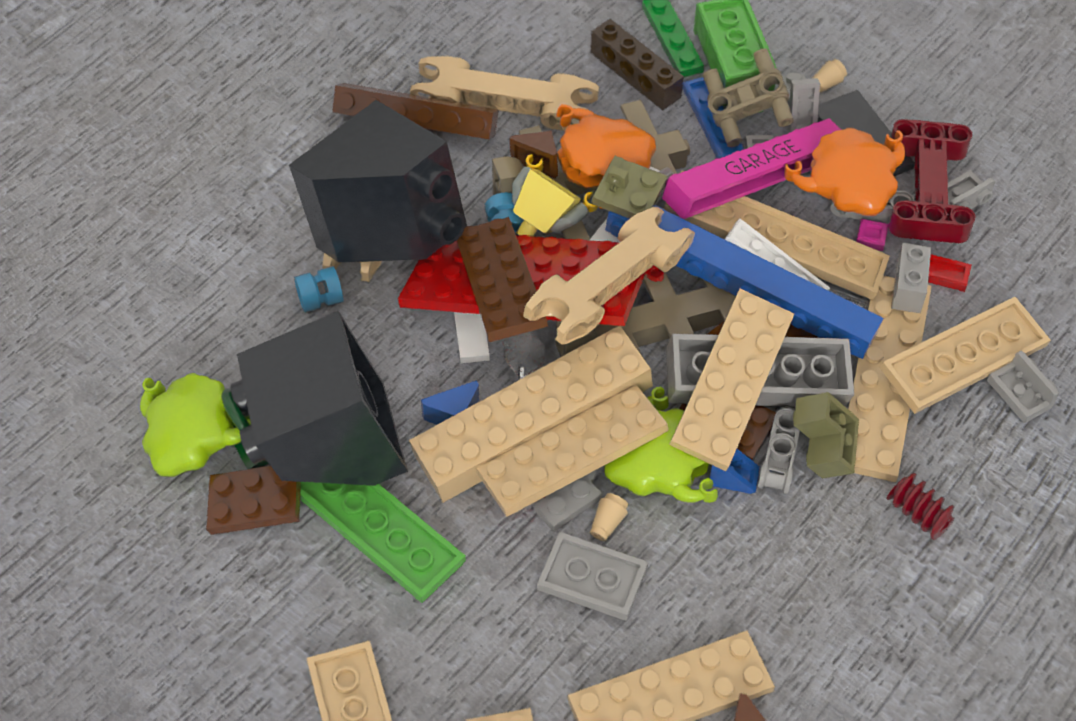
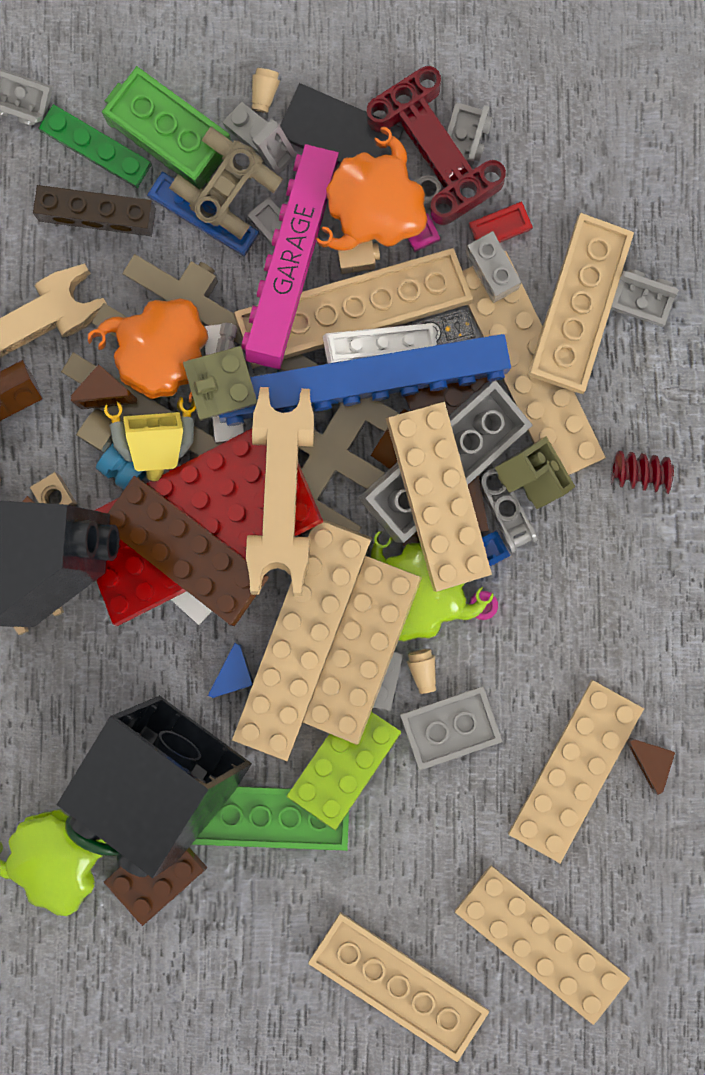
camera: 35 degrees left, 30 degrees up
(309, 292) = (35, 658): dark azure wheel -> none
(477, 534) = (342, 771): none -> lime plate
(700, 513) = (490, 609): none -> dark pink tile
(809, 209) = (359, 258): none -> tan brick

